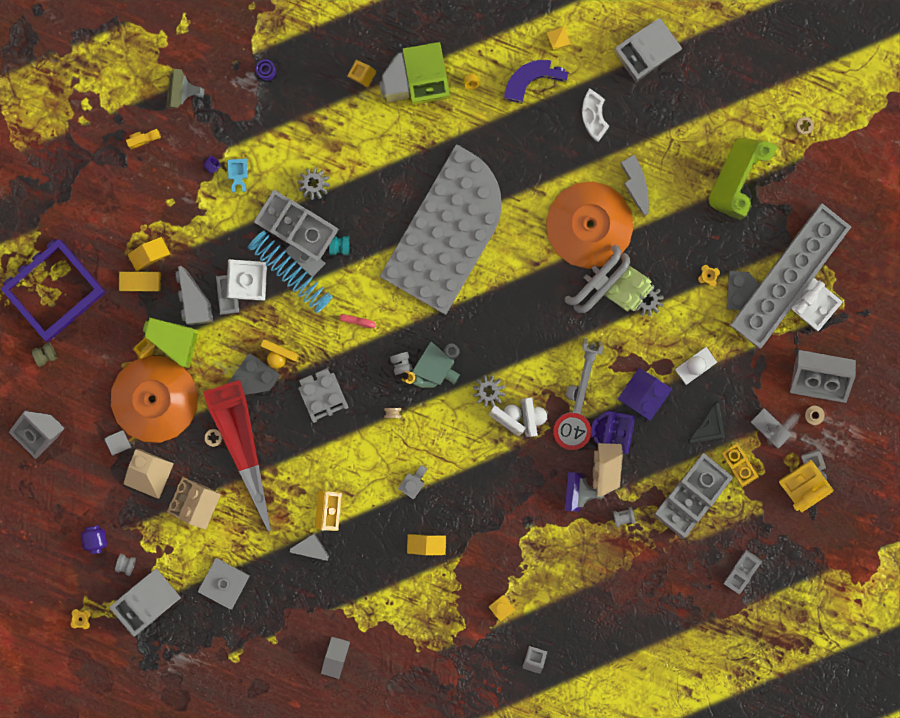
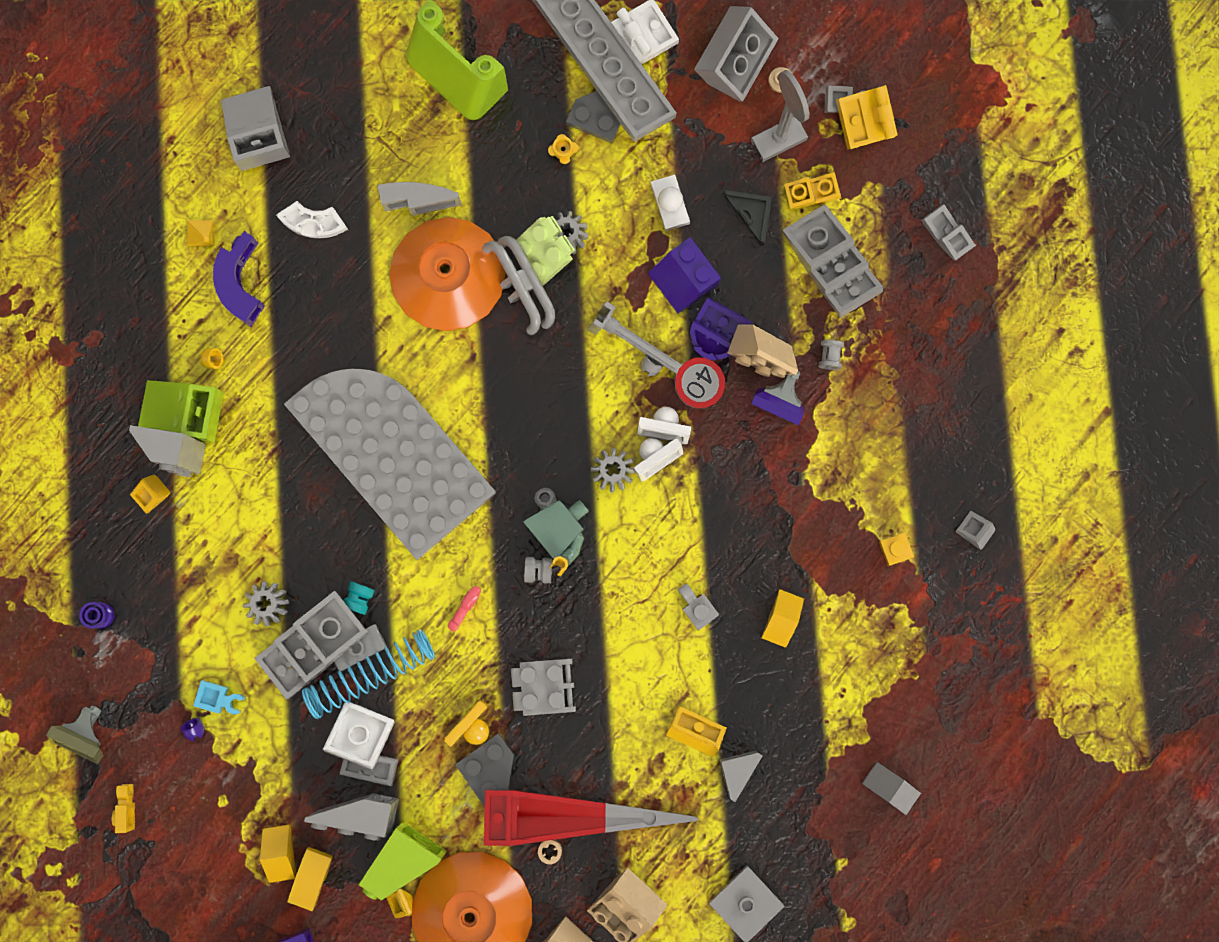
camera: 75 degrees left, 5 degrees down
(392, 412) = (598, 603): tan bush -> none

